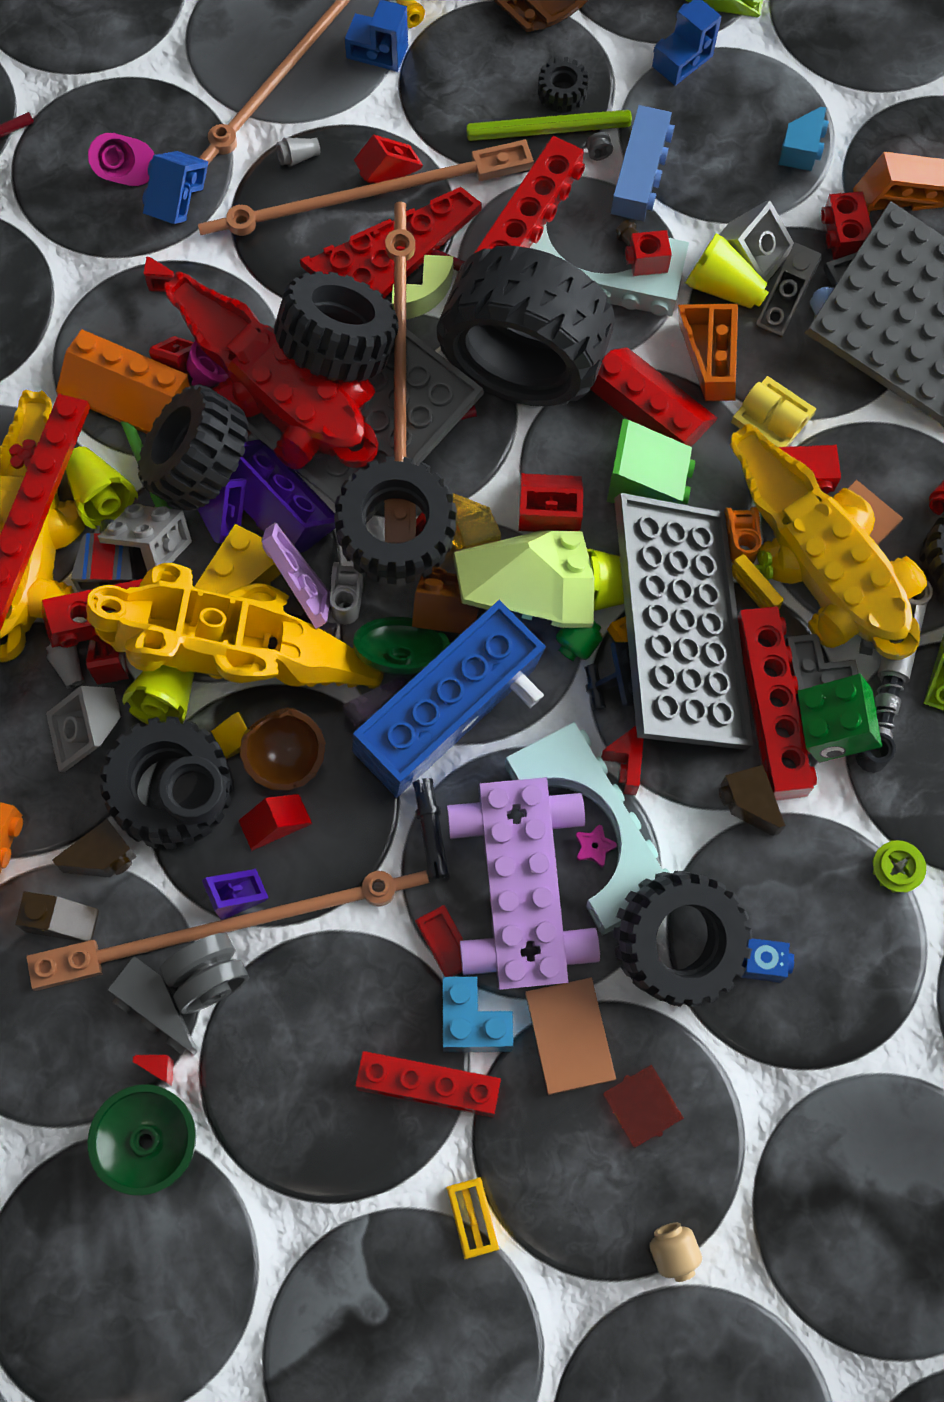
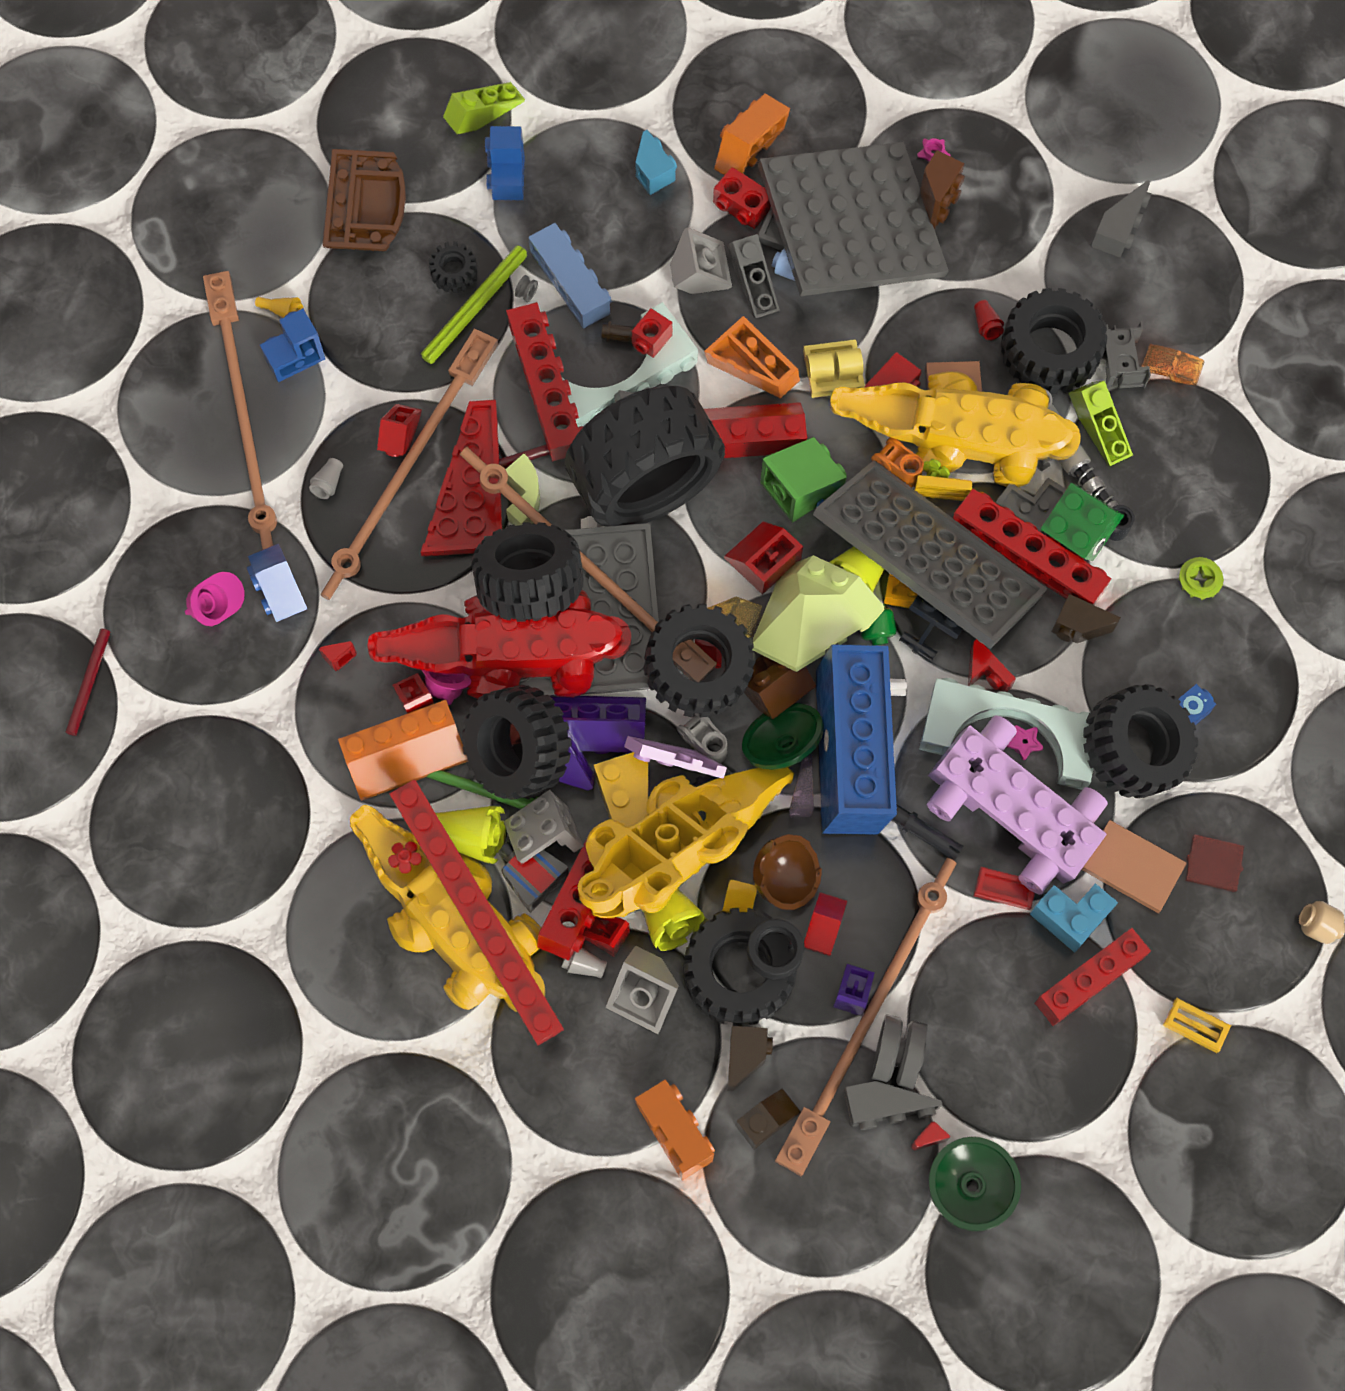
camera: 45 degrees left, 0 degrees up
(727, 275) = (706, 302): neon yellow cone -> none

